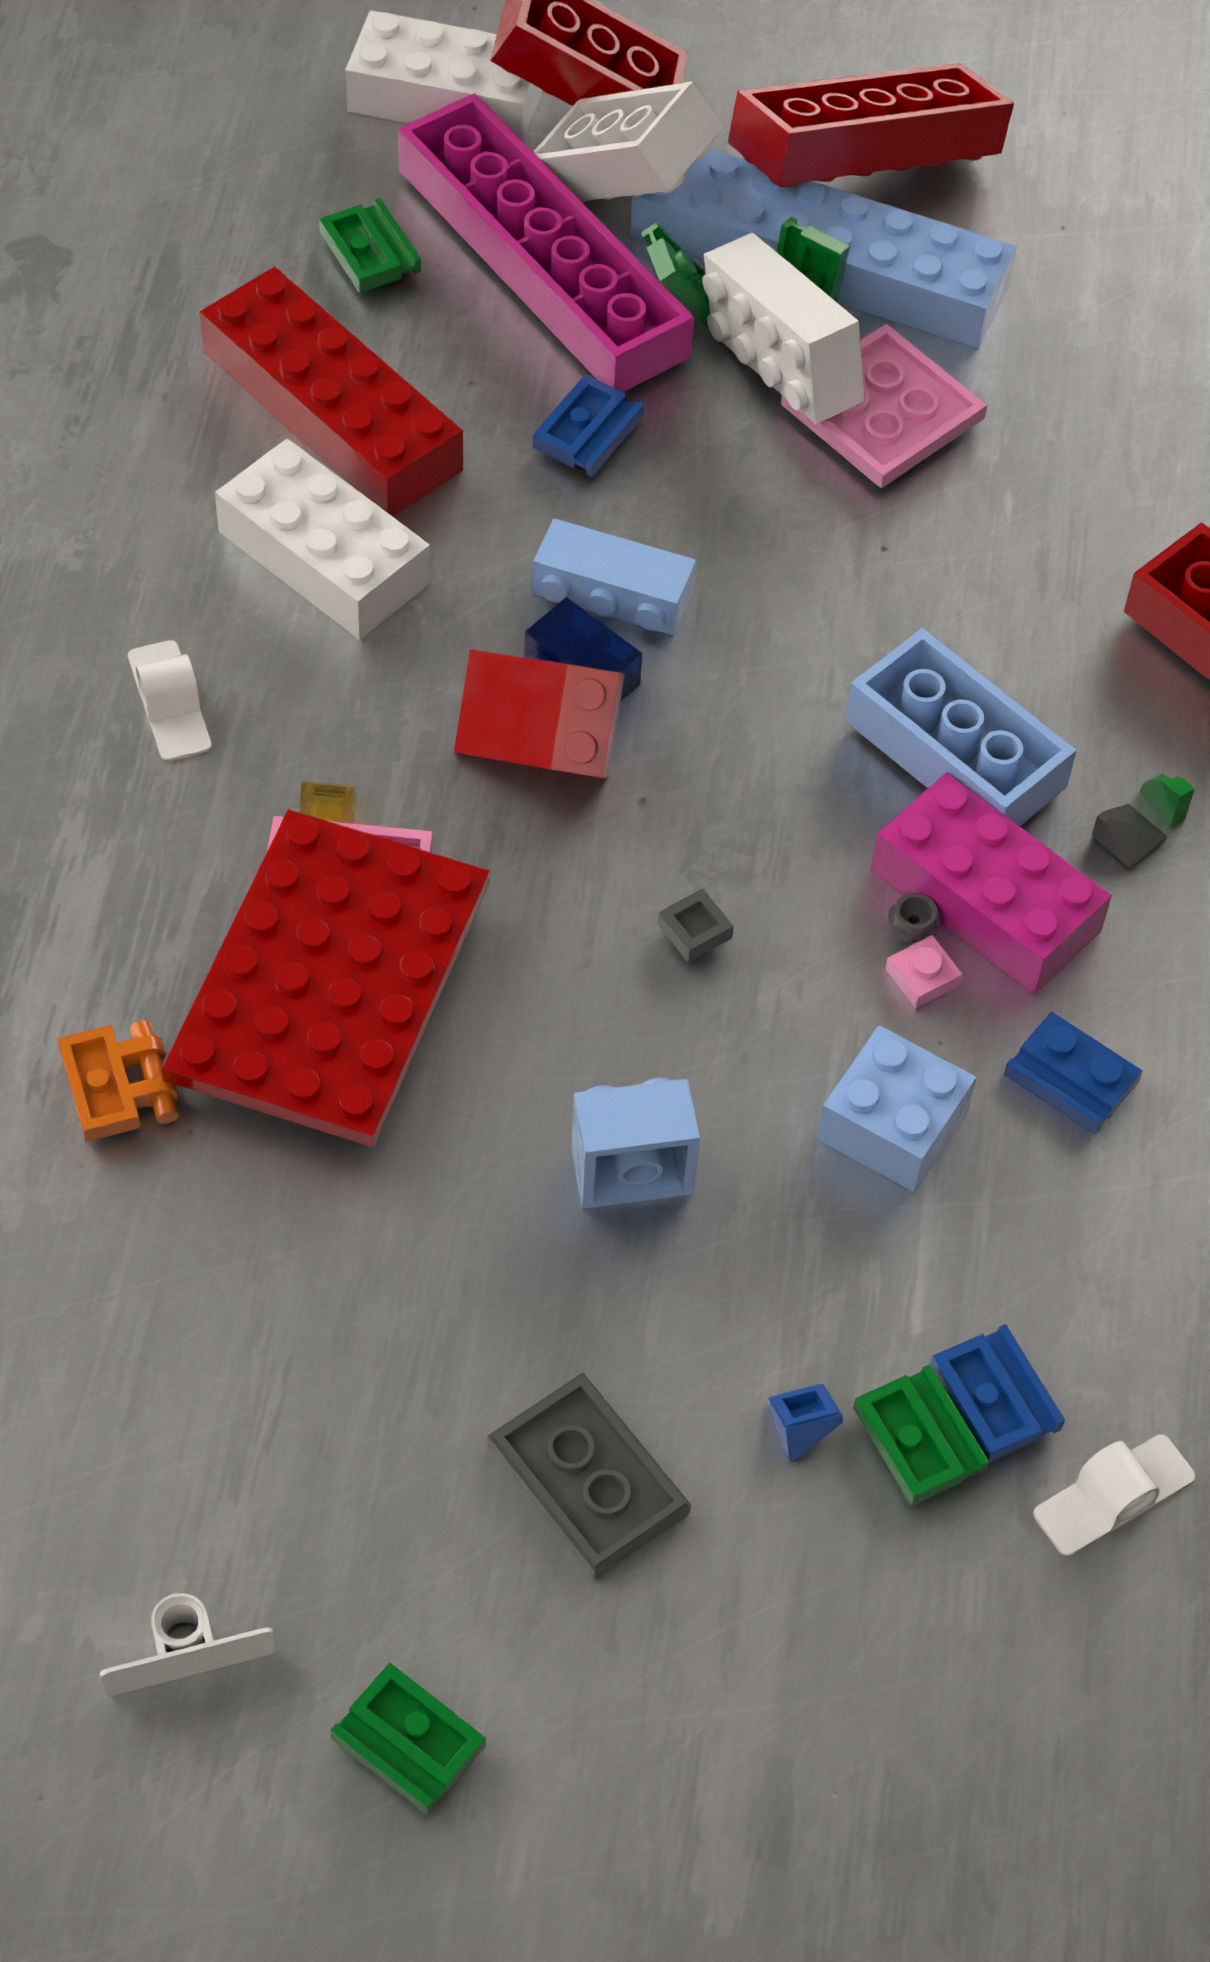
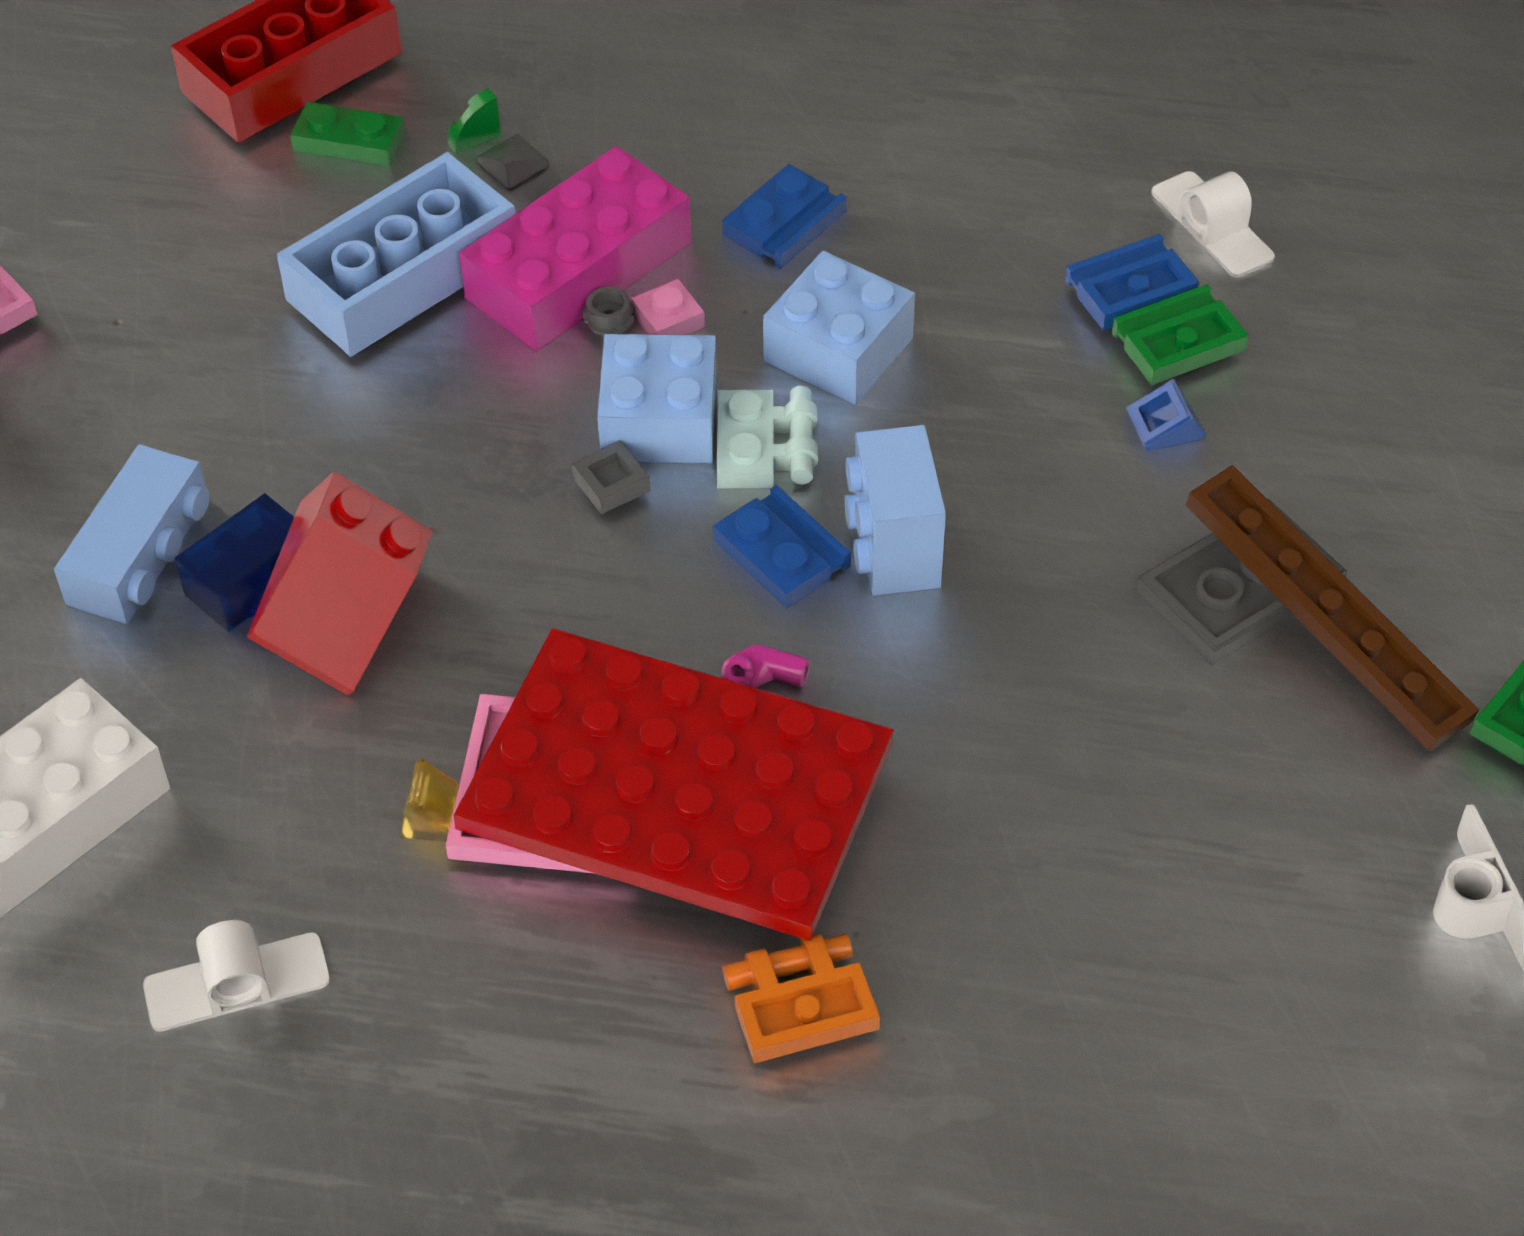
camera: 85 degrees left, 5 degrees down
(474, 1049) = (763, 664): none -> dark pink arm
(528, 1535) = (1332, 608): none -> reddish brown plate
(623, 1057) = (781, 546): none -> blue plate
(759, 1041) = (746, 438): none -> light aqua plate
(789, 955) = (659, 396): none -> light blue brick
(1148, 697) = (348, 133): none -> green plate

